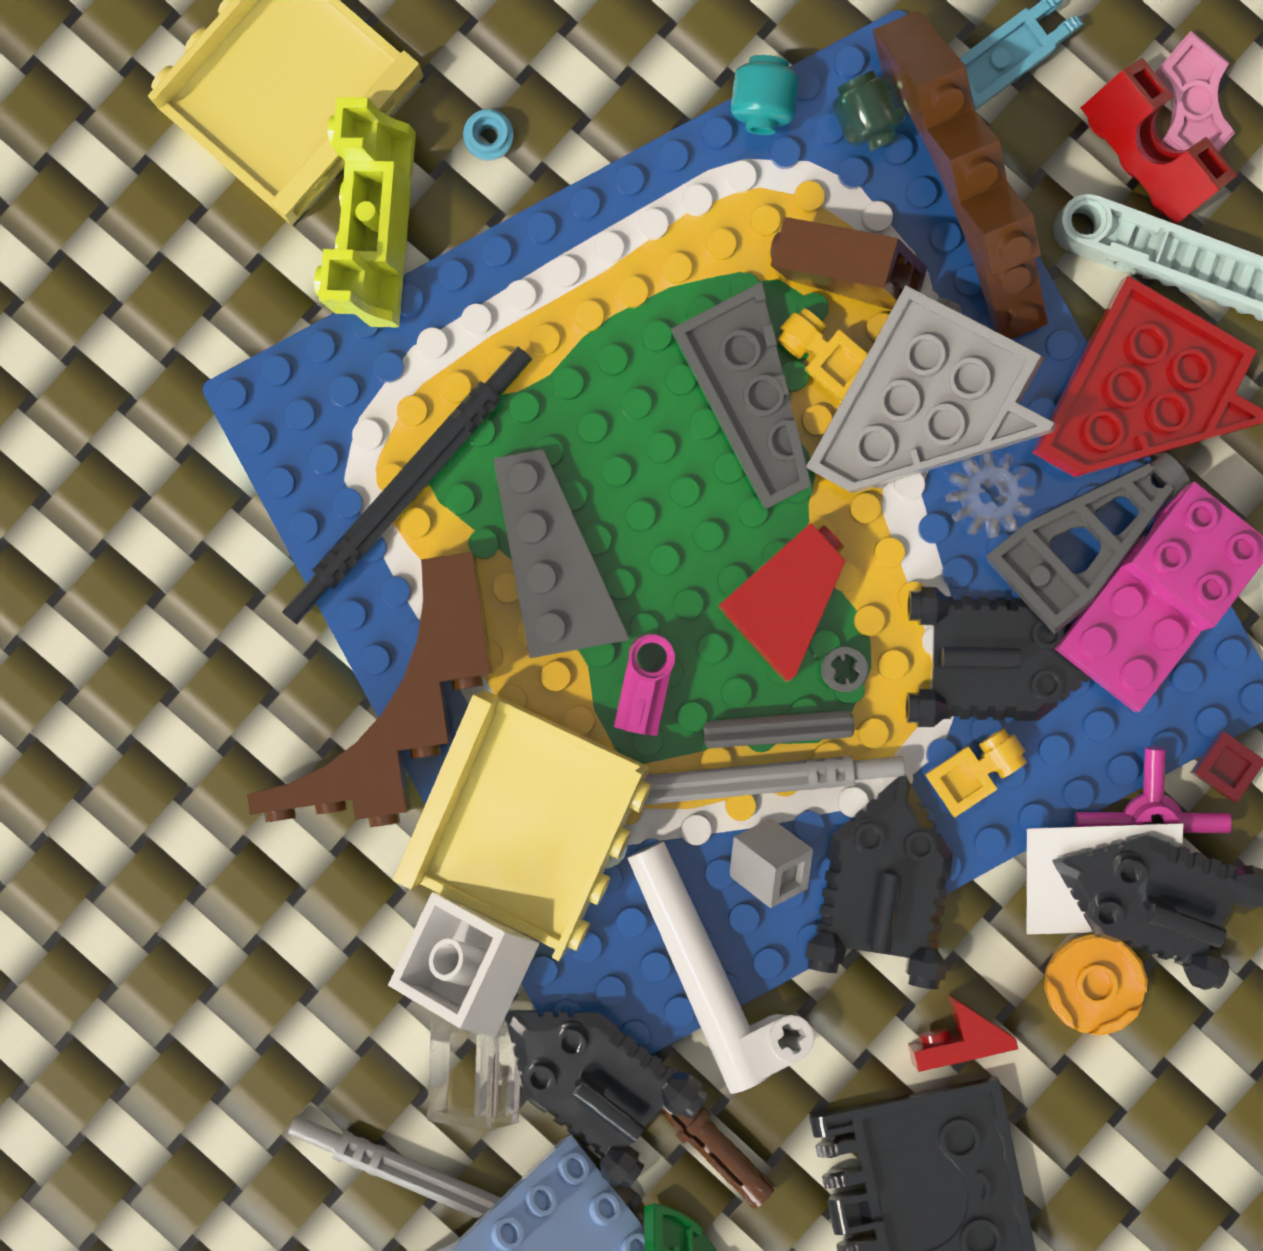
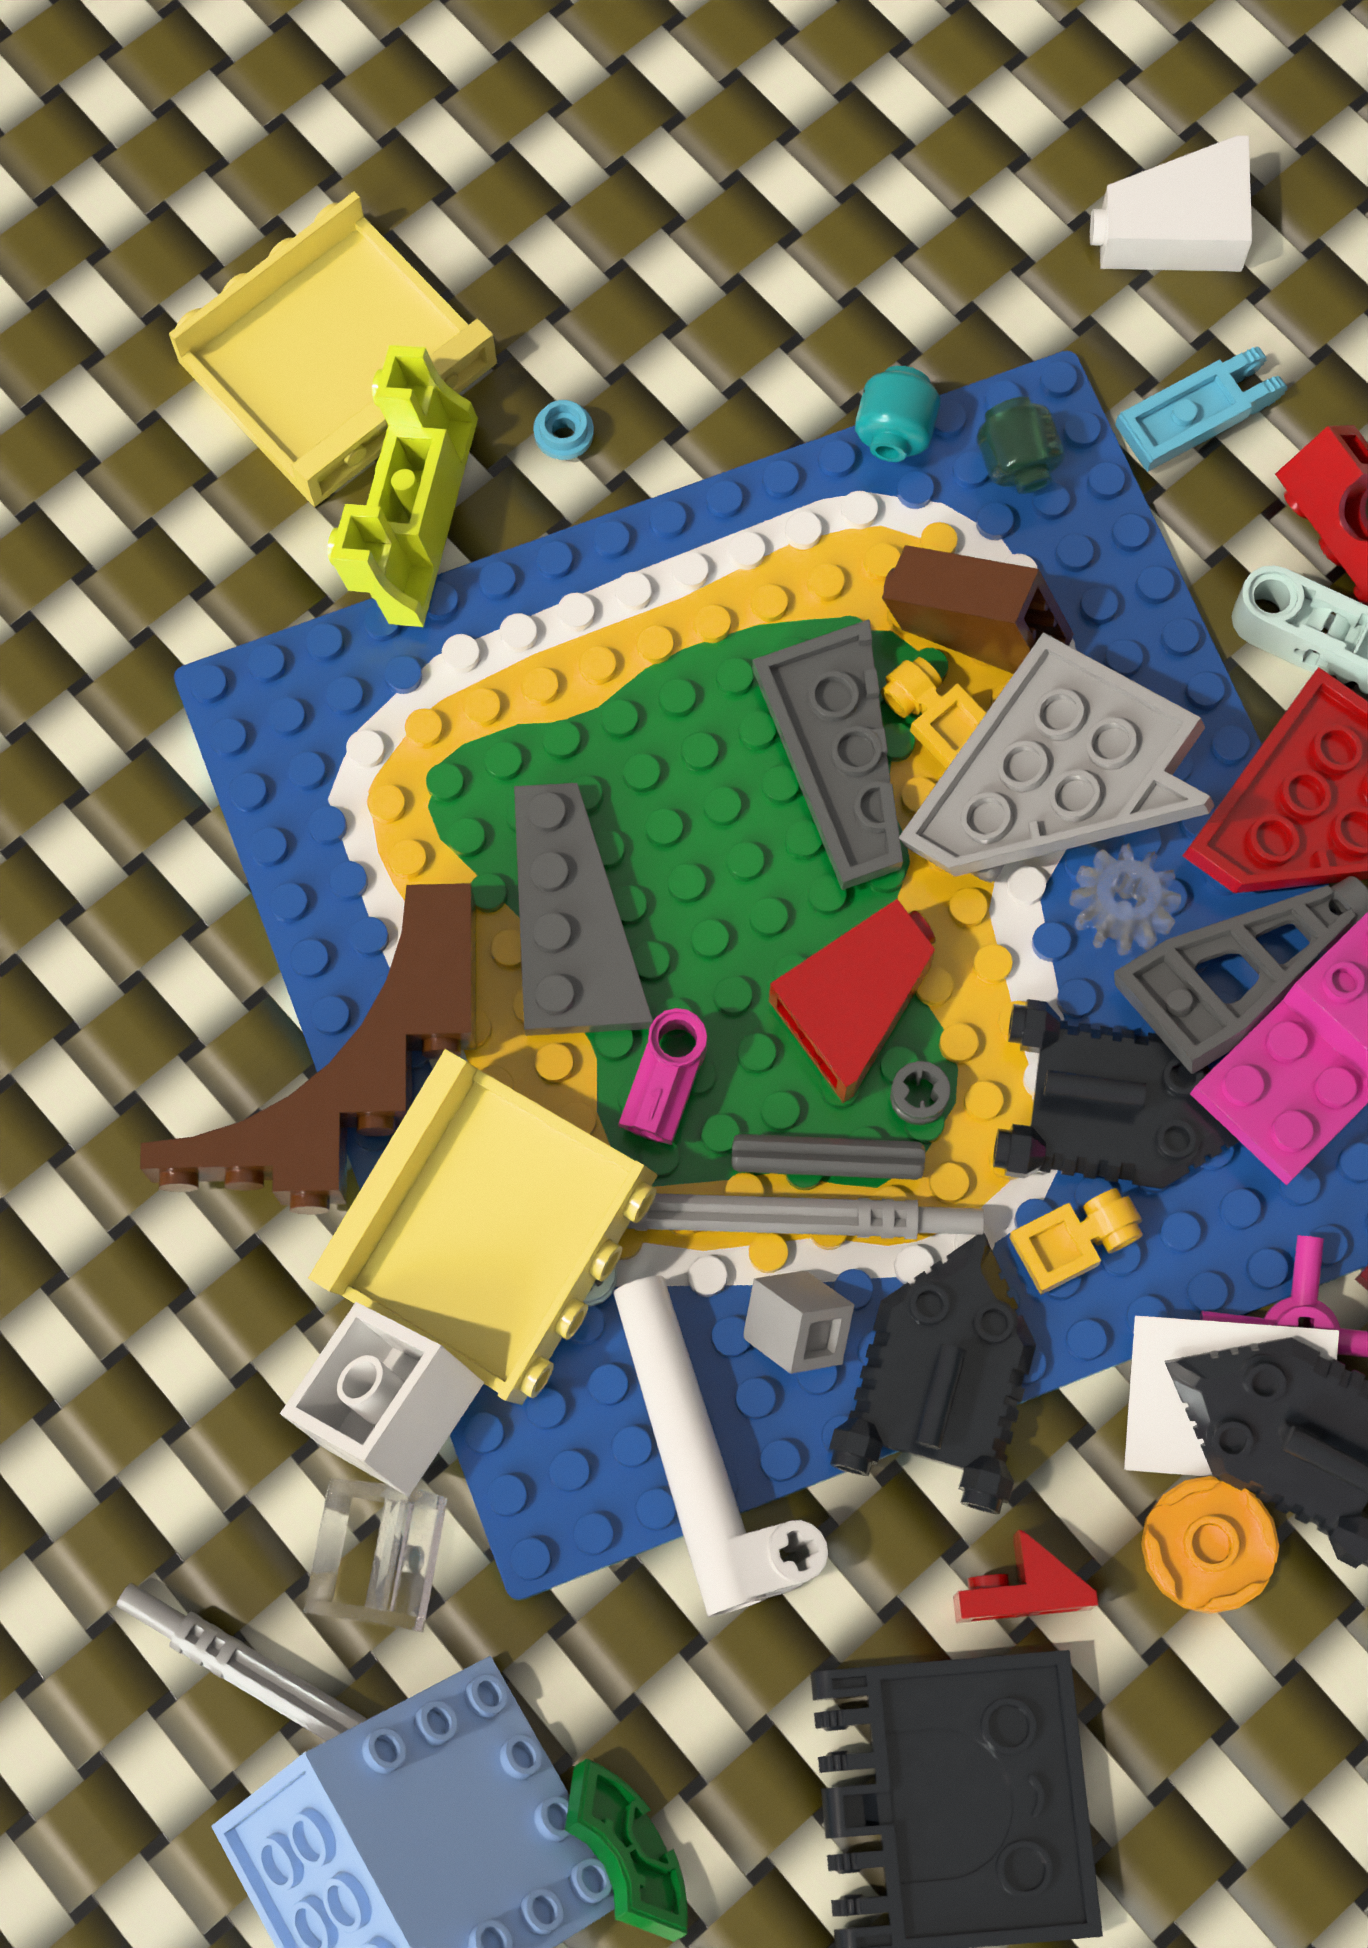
camera: 10 degrees right, 15 degrees down
(407, 485) = (402, 809): black axle -> none
(597, 1083) = (533, 1584): black shield -> none
(722, 1155) = (675, 1690): reddish brown pin -> none
(972, 168) = (1134, 501): reddish brown arch -> none

